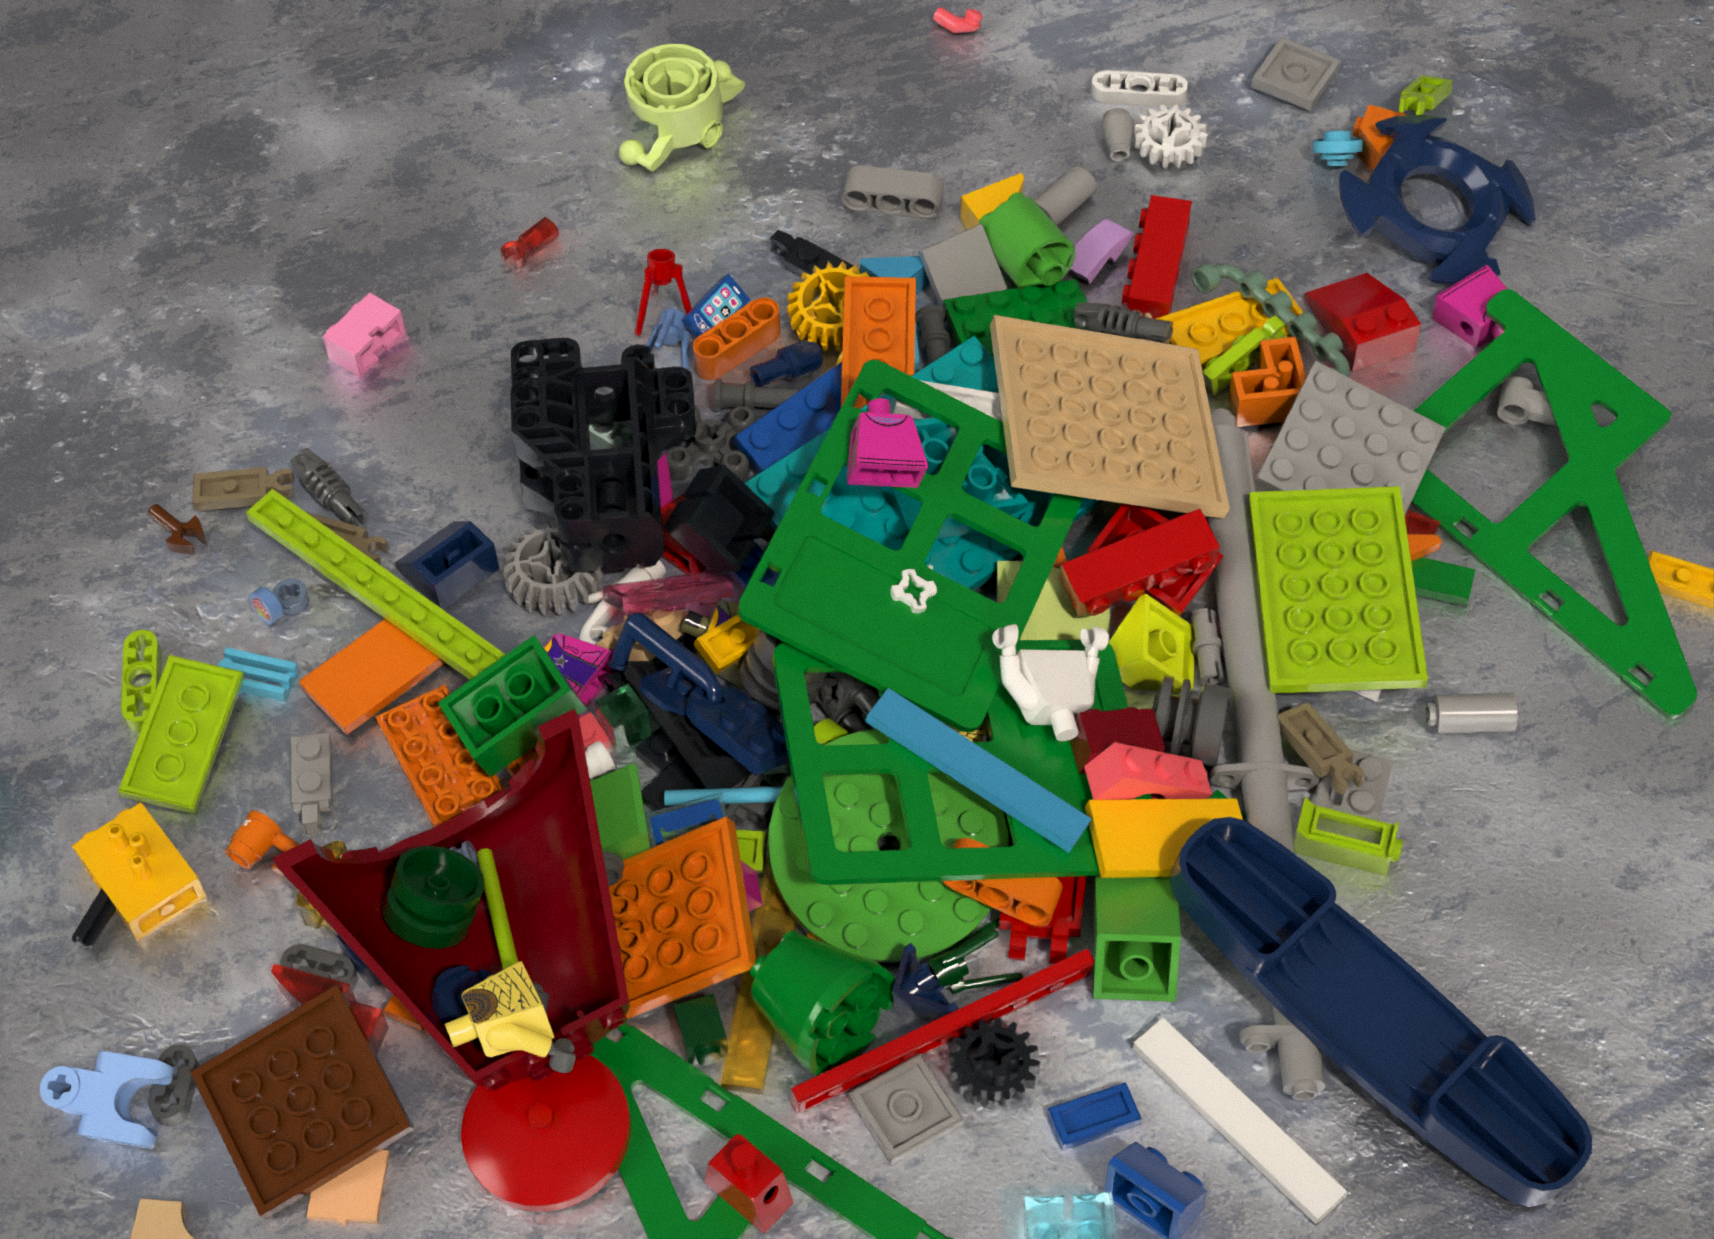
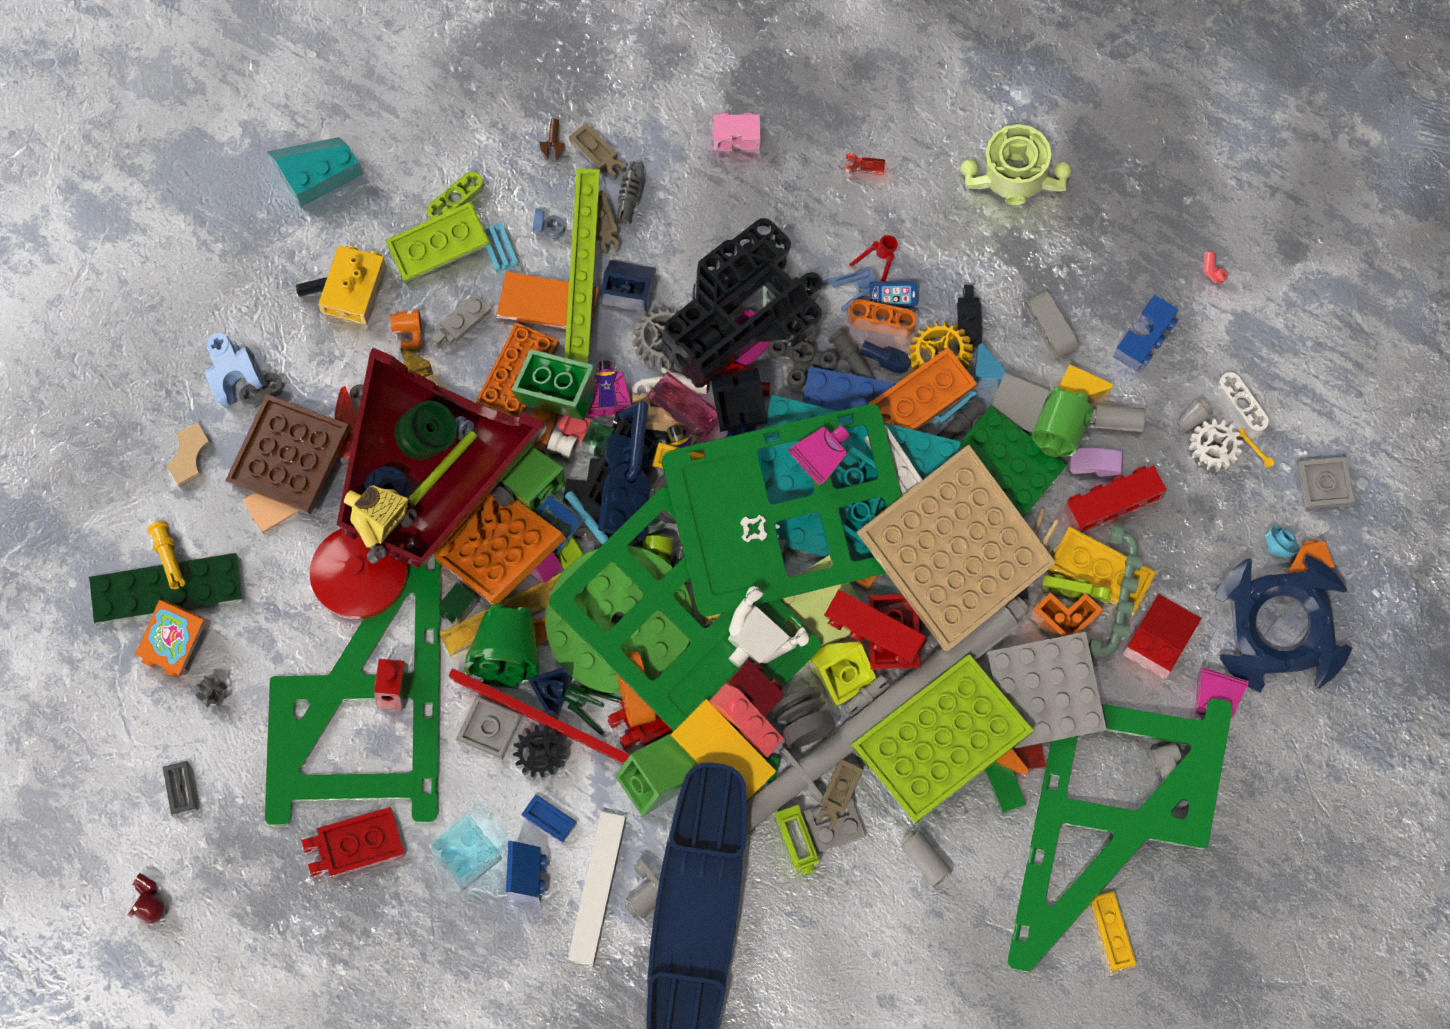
camera: 50 degrees right, 15 degrees up
(978, 770) = (678, 633): dark azure tile -> none
(991, 134) = (1135, 349): none -> blue arch
(1121, 322) = (1039, 511): dark grey hinge -> none
(1226, 110) = (1268, 462): none -> yellow hinge
(1425, 94) = (1362, 566): lime plate -> none

